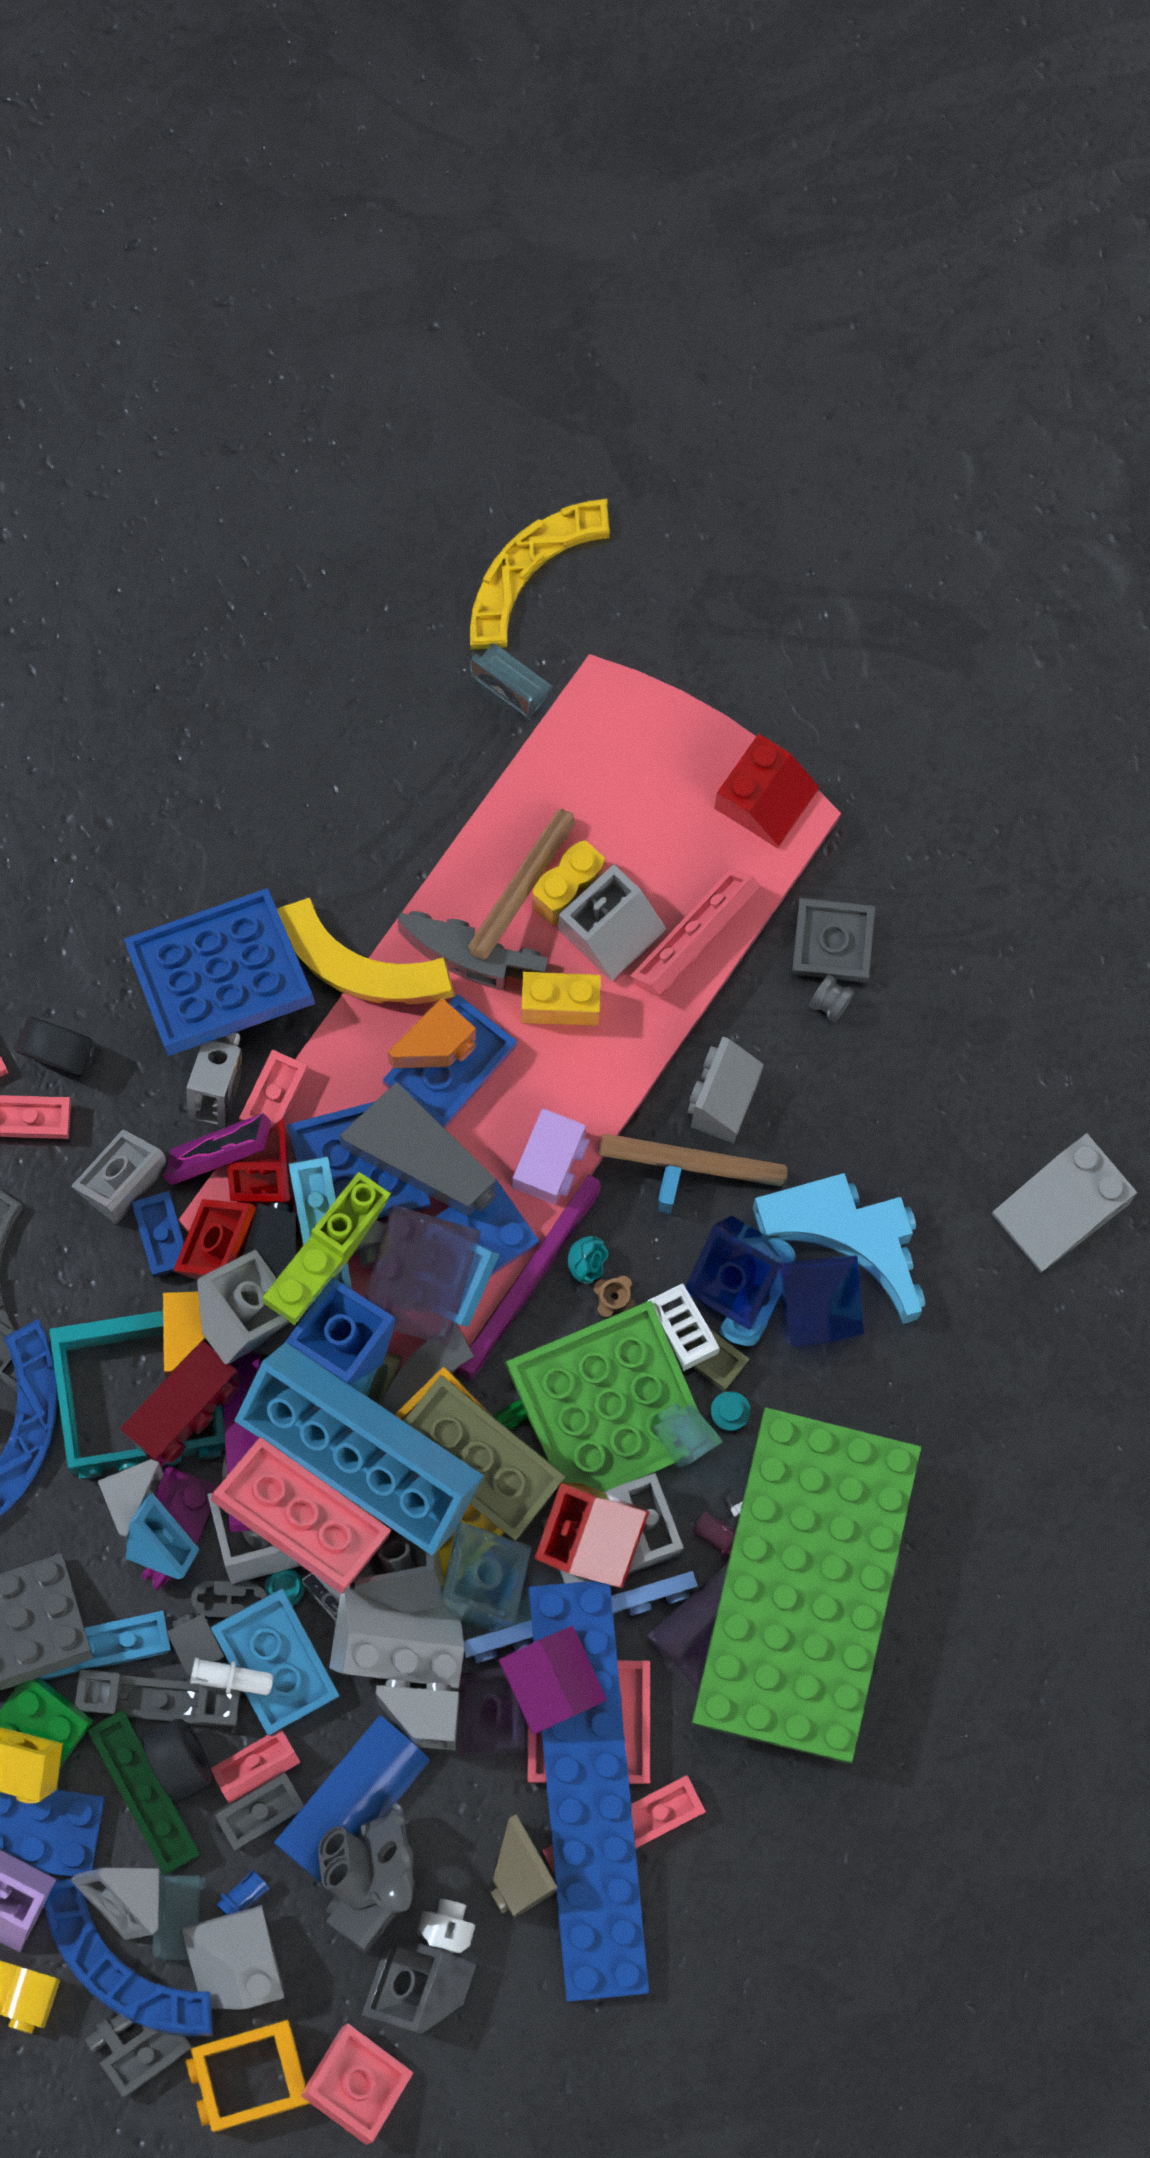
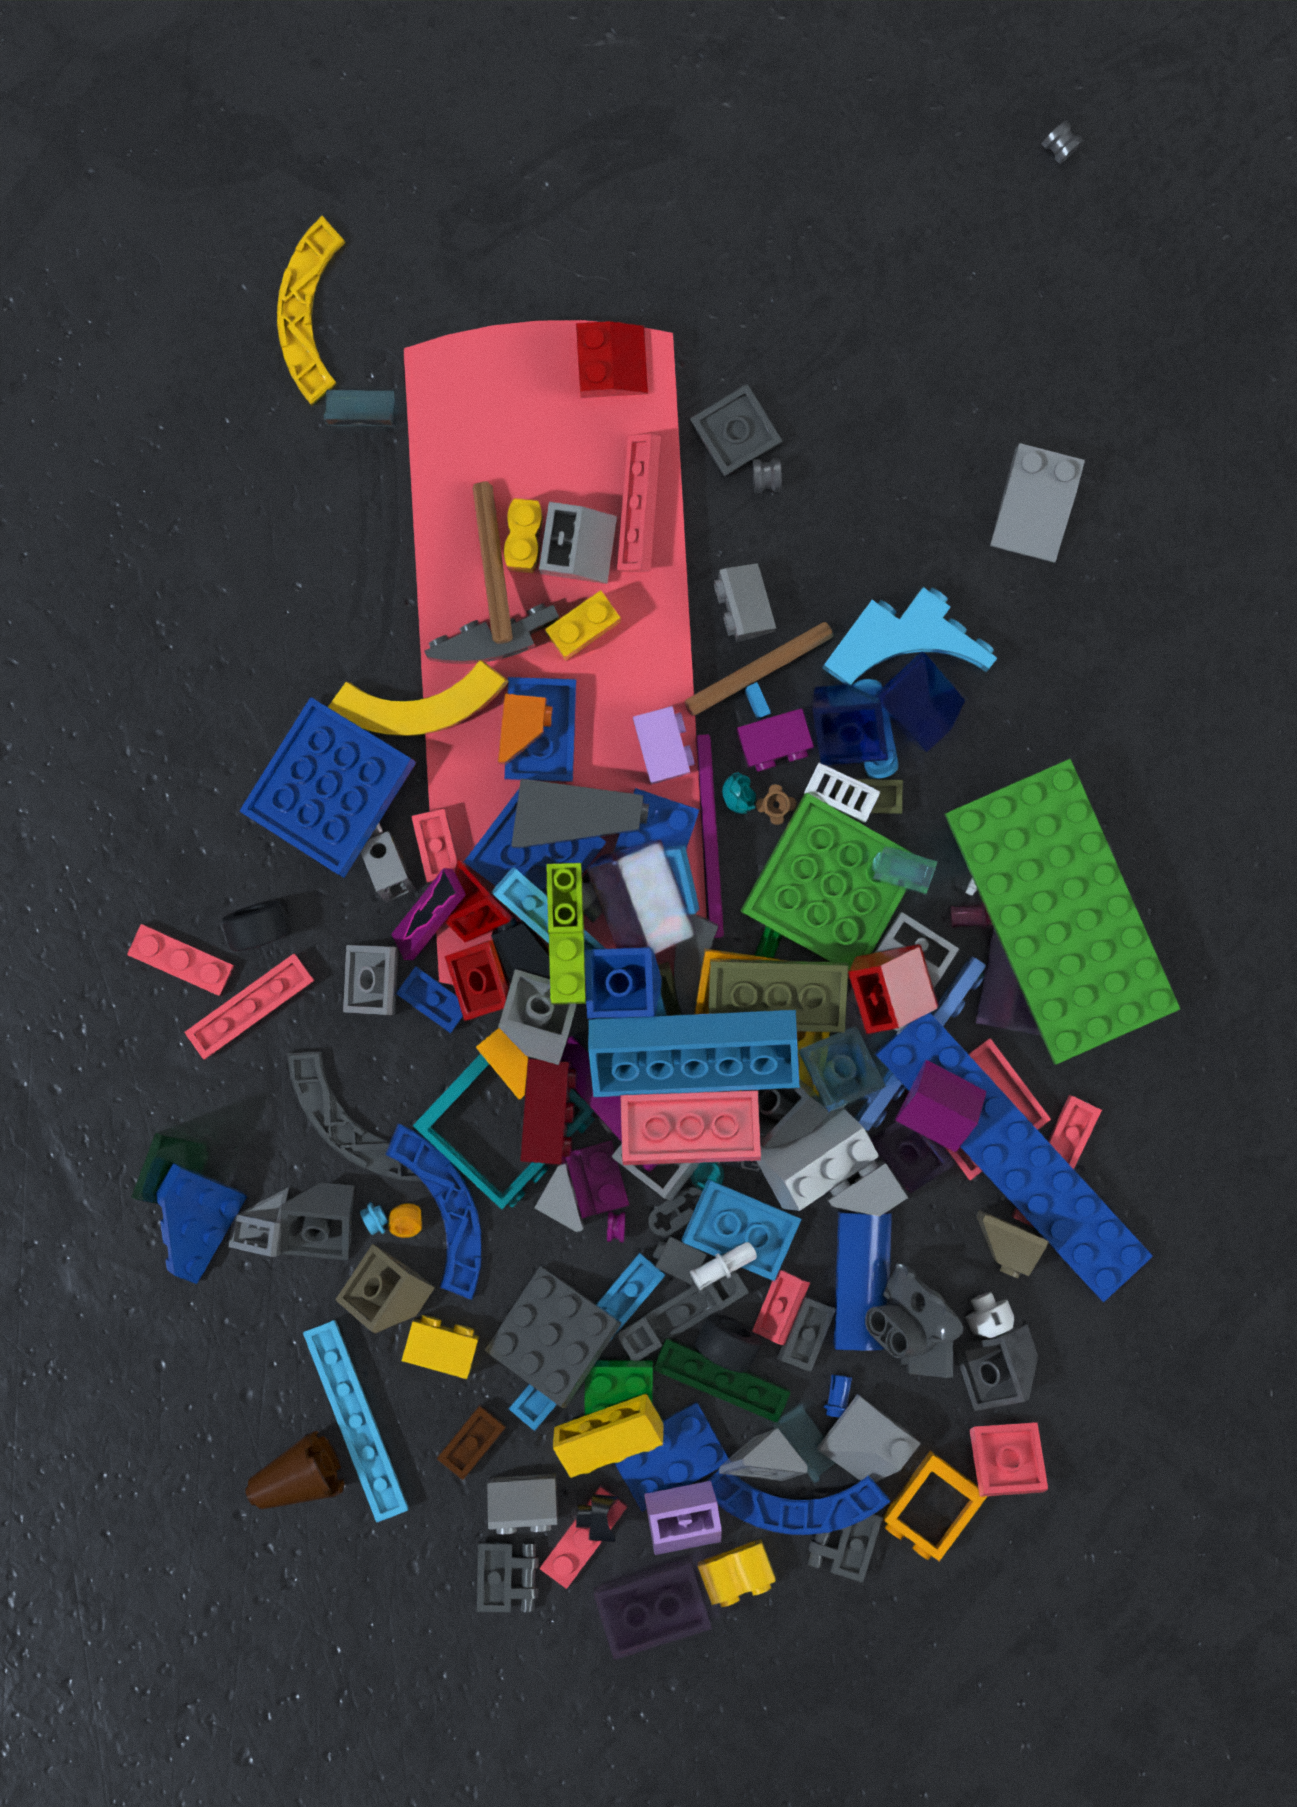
camera: 30 degrees left, 15 degrees up
(159, 1540) = (605, 1212): dark azure slope -> none
(658, 1235) = (775, 739): none -> magenta brick
(730, 1411) = (915, 824): teal plate -> none

